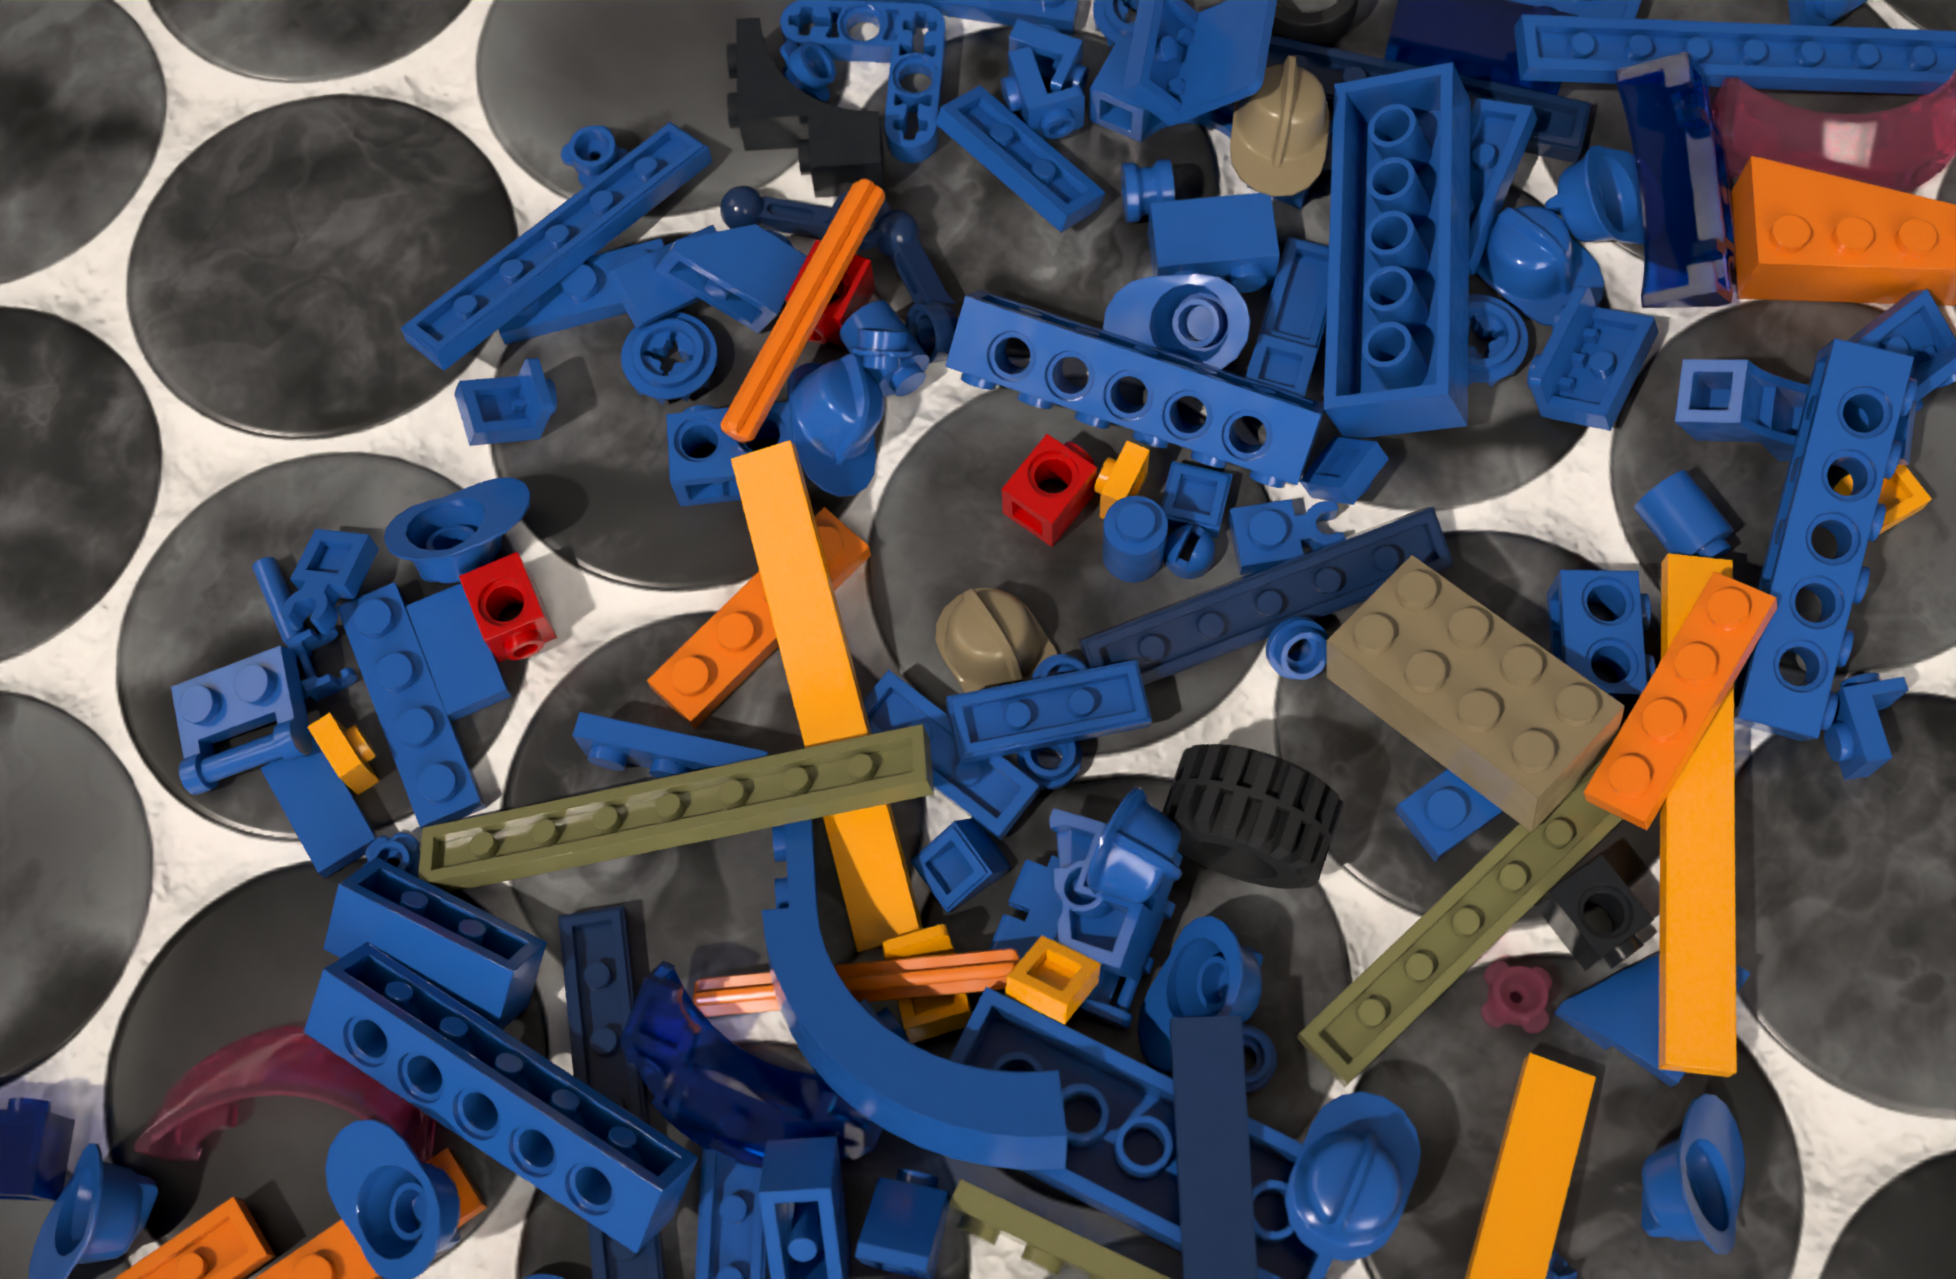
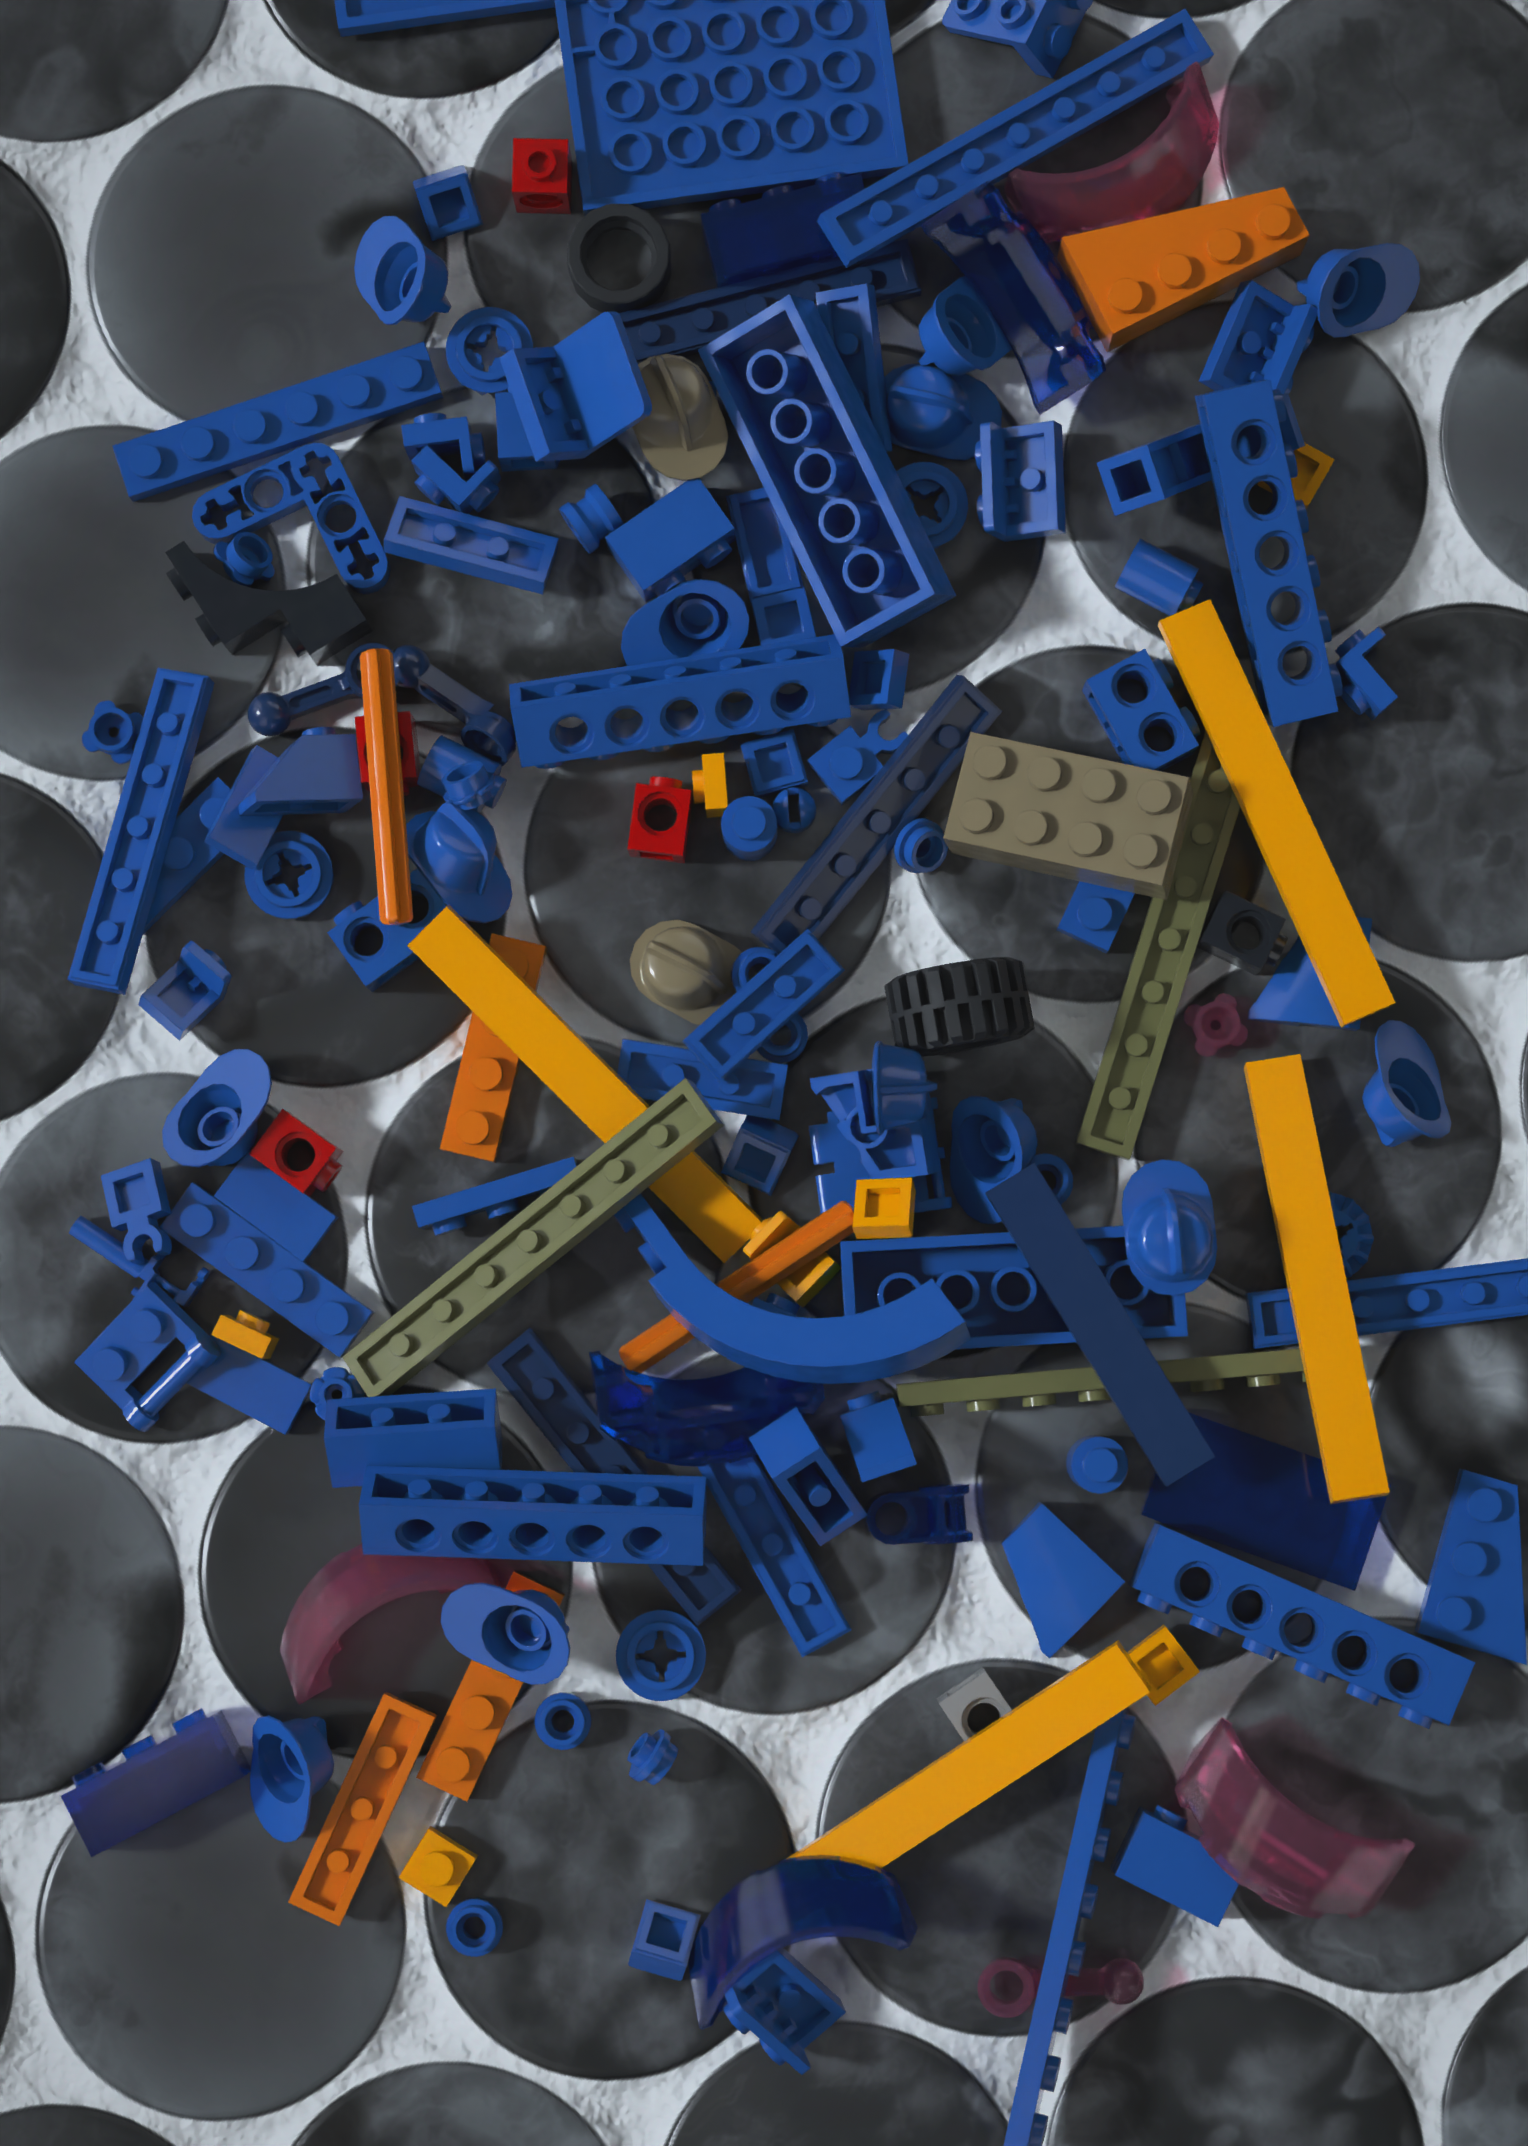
camera: 30 degrees left, 15 degrees up
(1680, 700) = (1225, 739): orange plate -> none

